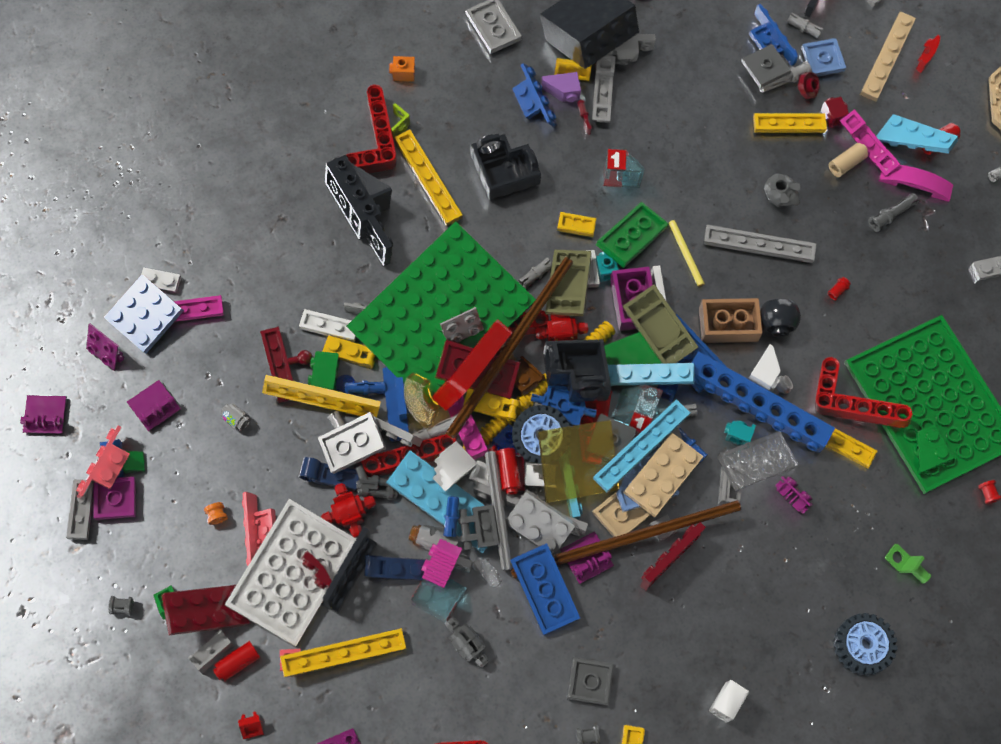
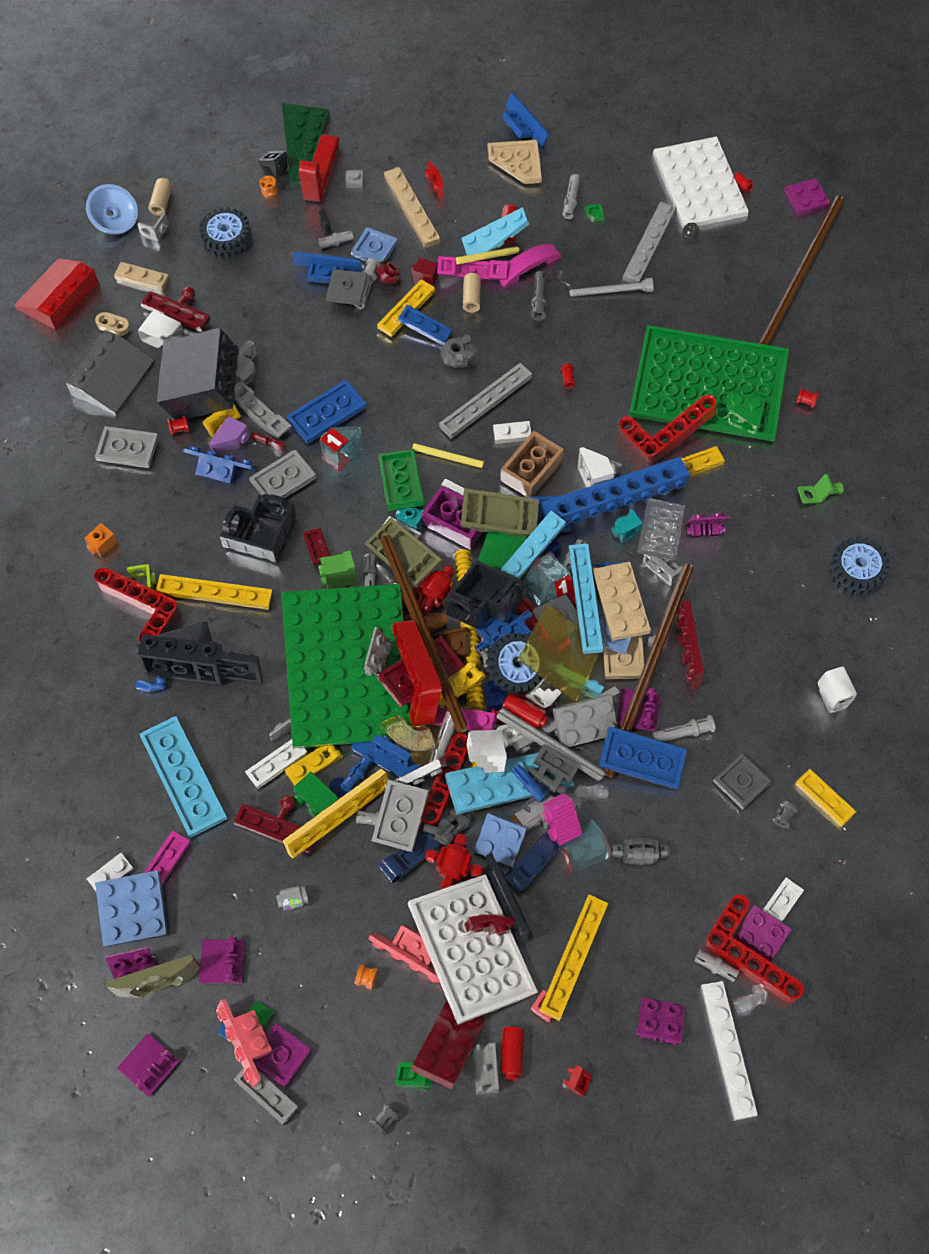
camera: 45 degrees left, 5 degrees down
(105, 370) = (155, 978): none -> olive slope
(268, 270) = (183, 777): none -> medium azure plate
(317, 192) = (150, 686): none -> blue arm
(394, 530) = (501, 838): none -> medium blue plate
(514, 249) = (338, 571): none -> bright green hips
(525, 219) = (316, 545): none -> dark red plate
(531, 348) = (435, 621): none -> dark orange cone
(541, 44) = (178, 425): none -> red bush
(562, 150) = (283, 476): none -> light grey plate
(576, 224) = (355, 513): yellow plate -> none
(604, 610) = (692, 728): none -> light grey pin
(645, 137) = (326, 411): none -> blue plate
(749, 284) = (511, 432): none -> white plate
(780, 317) = (560, 427): black wheel -> none
(786, 148) = (425, 325): none -> blue tile
(895, 146) = (487, 255): none -> light yellow bar
(980, 286) = (646, 285): none -> light grey piece

